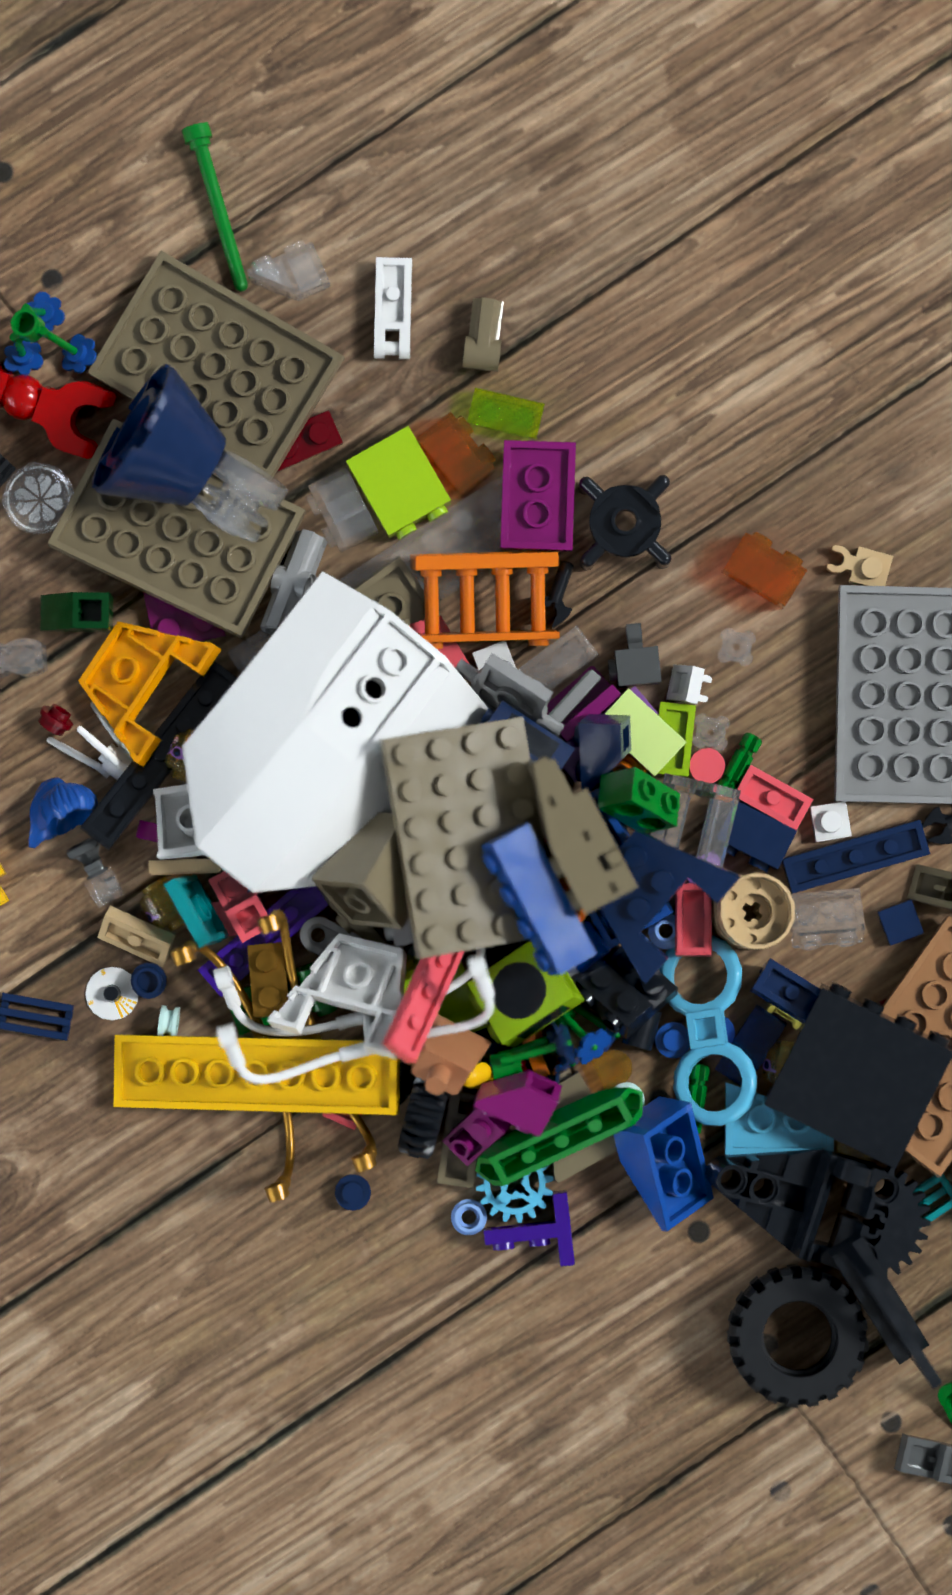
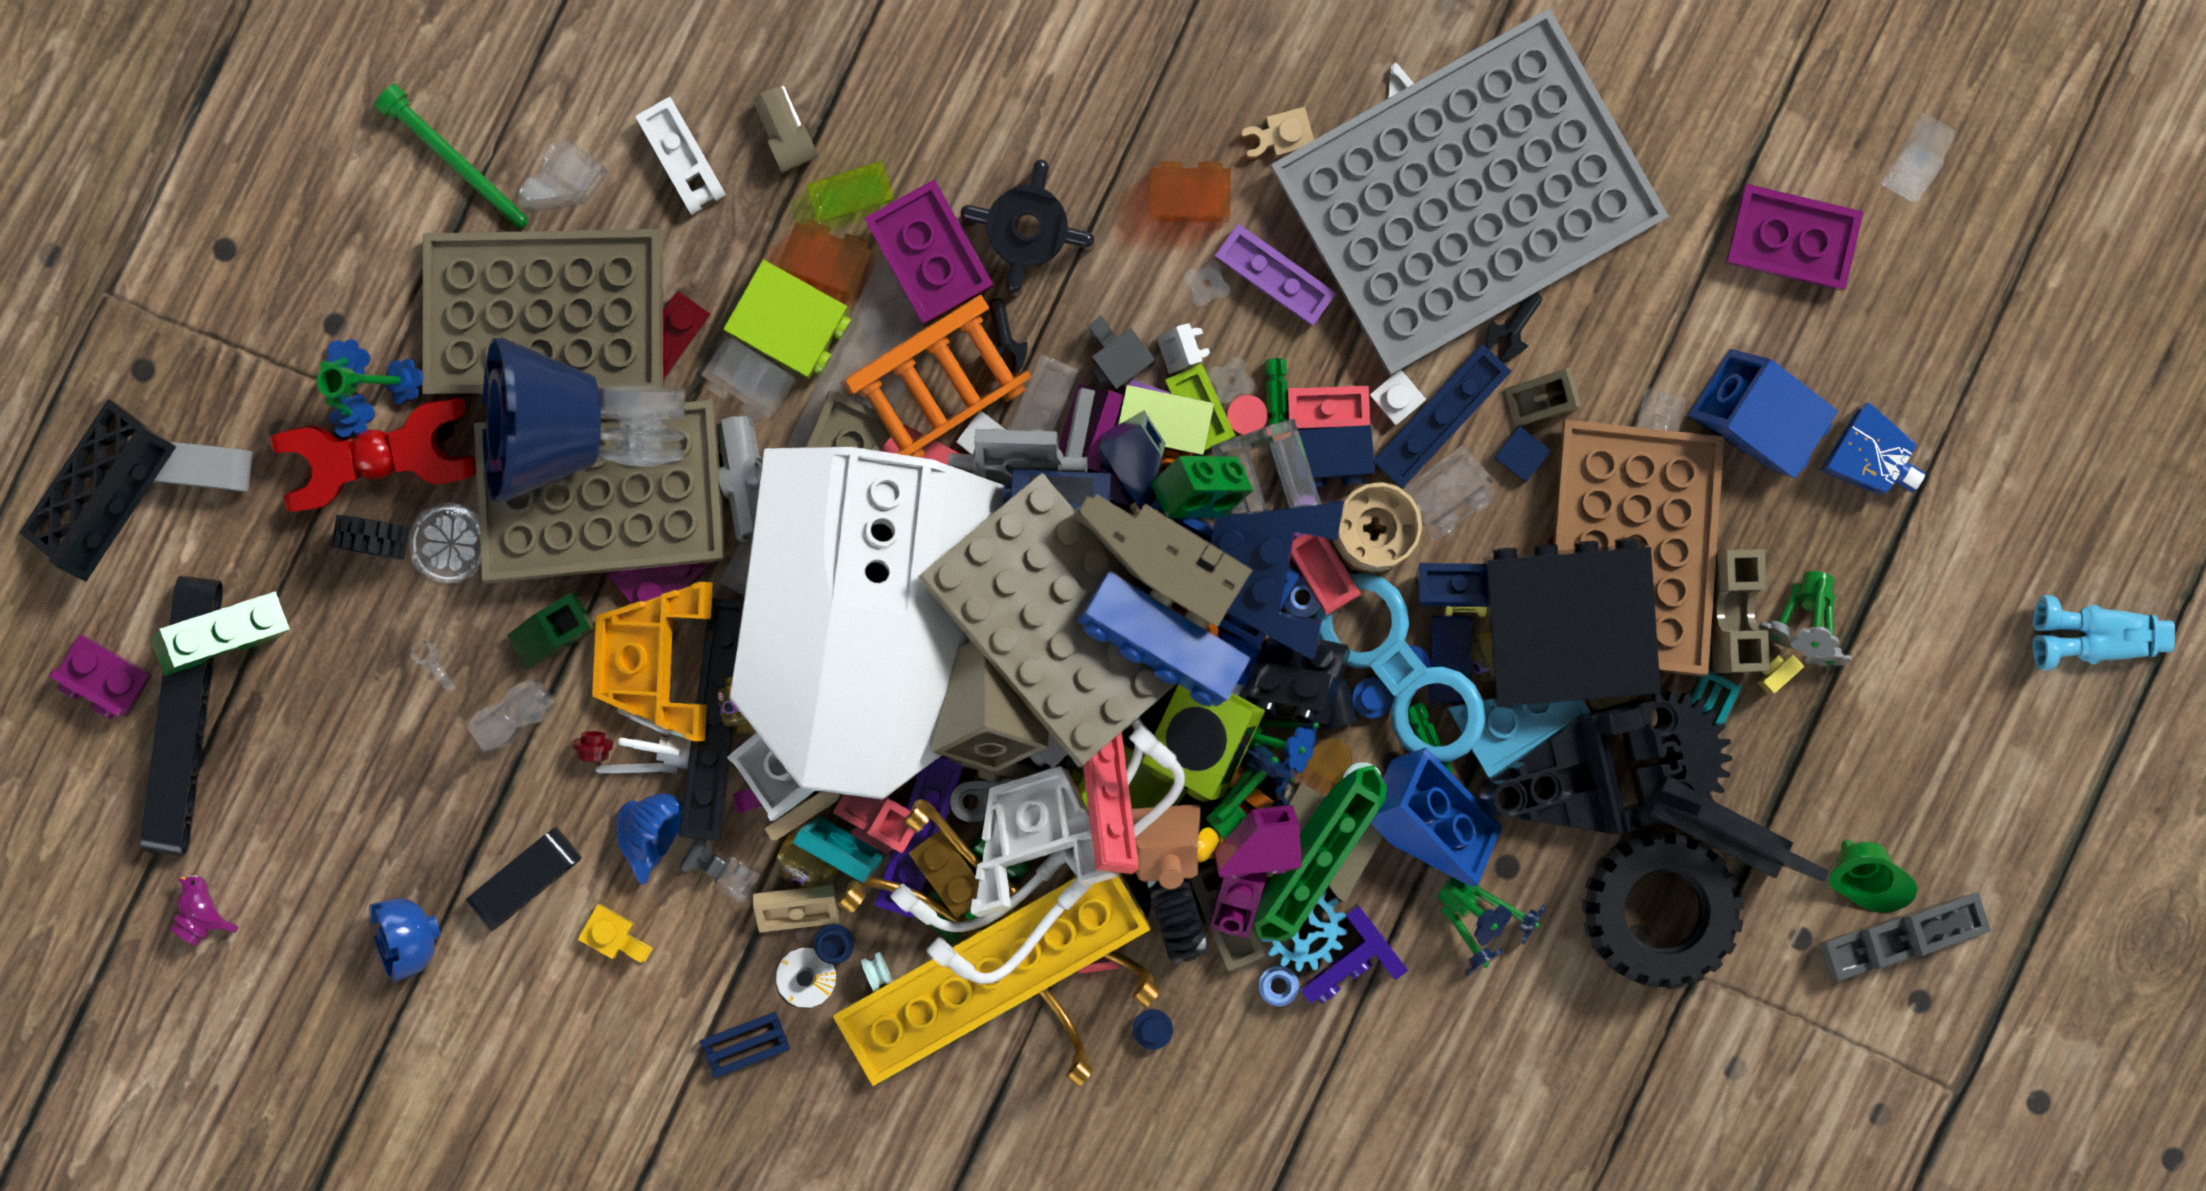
camera: 30 degrees left, 0 degrees up
(649, 1235) = (1462, 900): none -> plant
(792, 671) = (1275, 275): none -> medium lavender plate

